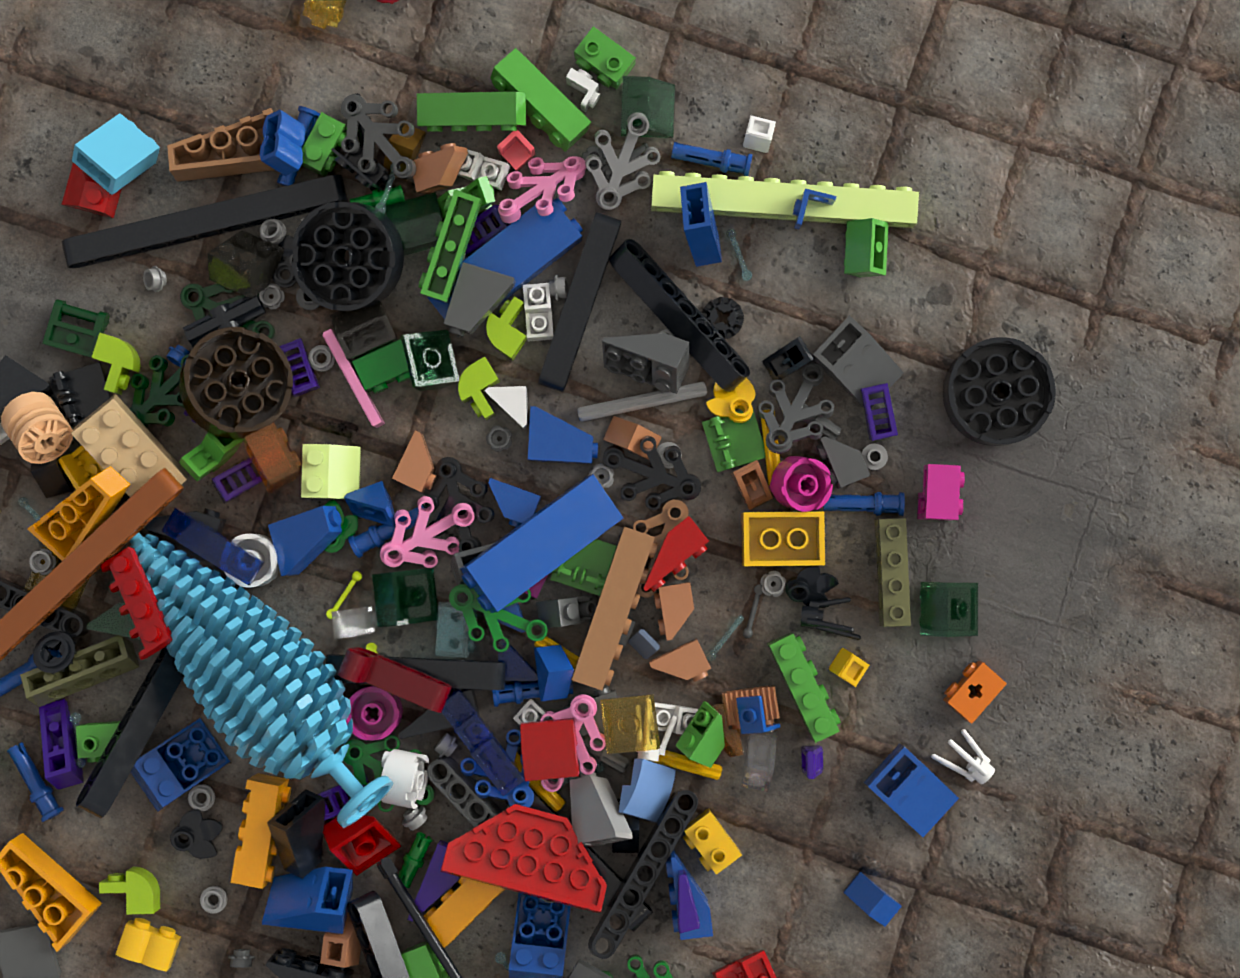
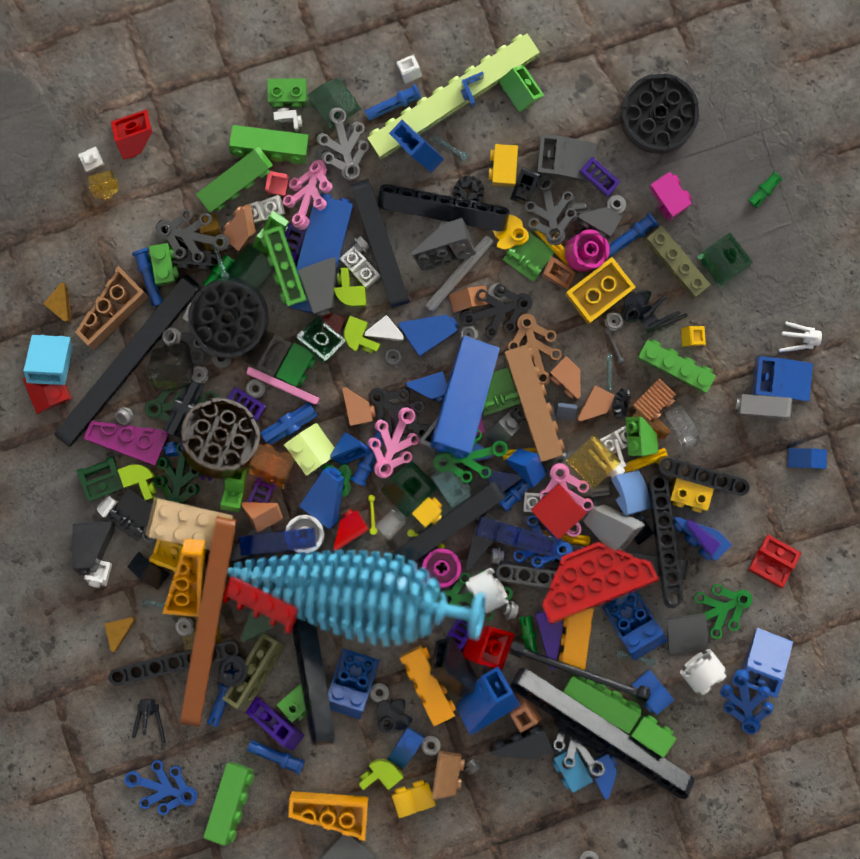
camera: 30 degrees left, 0 degrees up
(36, 427) = (123, 550): light nougat wheel -> none
(62, 362) = (106, 505): none -> white slope
(75, 719) = (271, 703): clear light blue hinge -> none
(142, 314) = (136, 442): none -> magenta wing
(178, 101) = (59, 302): none -> pearl gold slope
(186, 880) = (406, 747): none -> blue slope
(204, 947) = (447, 774): none -> medium nougat slope
(220, 503) = (261, 514): none -> nougat slope
(282, 142) = (141, 280): blue brick -> none
(305, 592) = (349, 528): none -> red slope
(327, 425) = (289, 424): none -> blue piece
(369, 667) = (440, 536): dark red beam -> none
(405, 640) = (428, 511): none -> yellow brick
(463, 351) = (334, 321): none -> clear red tile
(678, 545) = (543, 342): red slope -> none
(711, 681) = (621, 403): none -> black gear
(745, 842) = (711, 475): none -> black beam
(752, 715) = (659, 403): blue bracket -> none
(782, 319) = (504, 165): none -> yellow brick
(812, 760) = (712, 405): dark purple slope -> none
(867, 805) = (763, 406): none -> light grey slope
(987, 685) = (780, 286): orange brick -> none
(1052, 565) = (765, 189): none -> green pin

